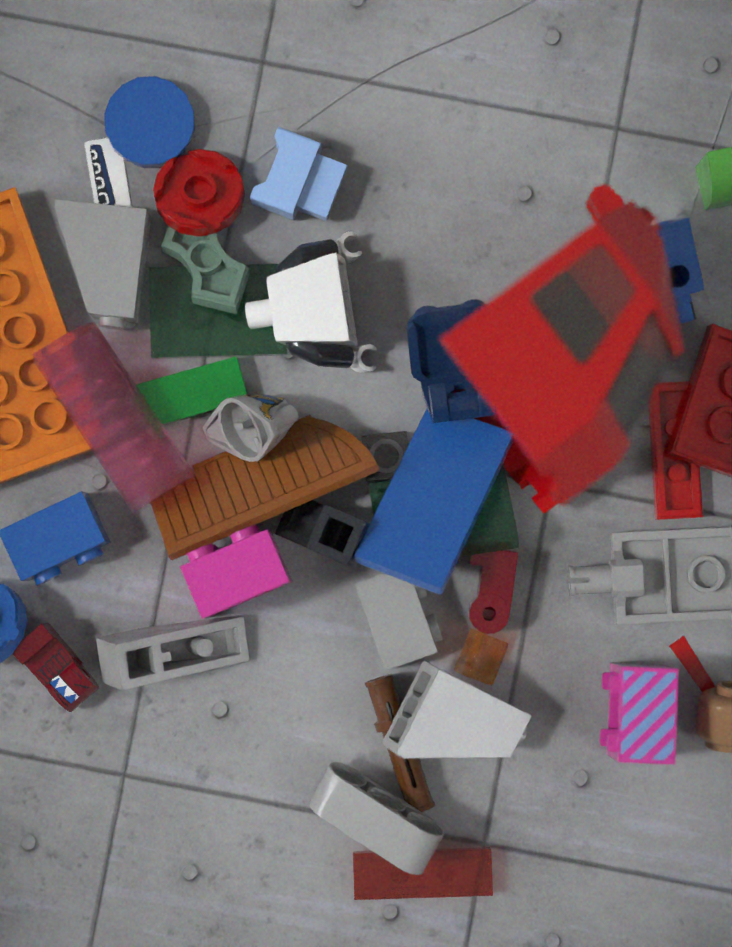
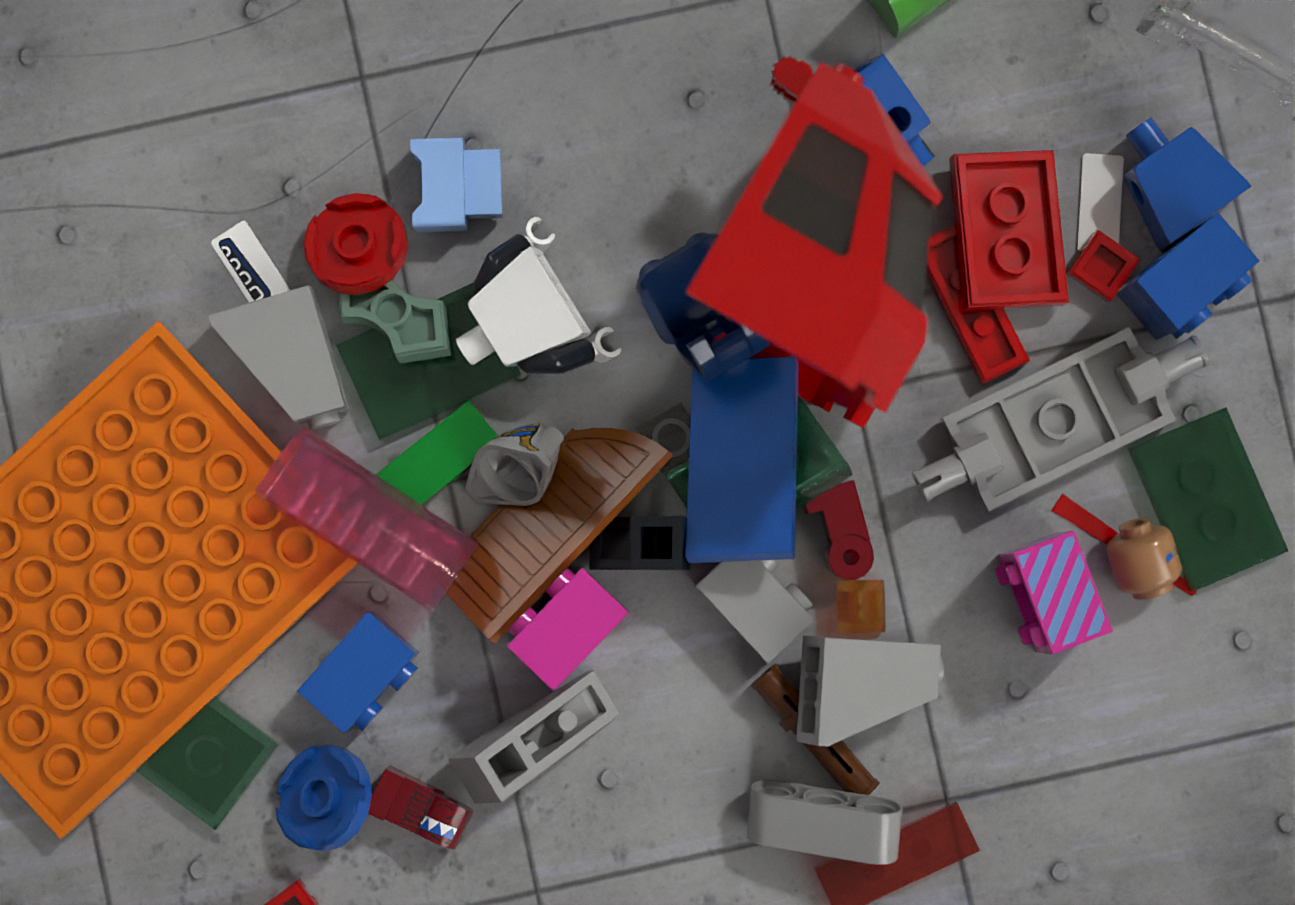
camera: 30 degrees left, 0 degrees up
(149, 121) = (270, 191): blue tile -> none

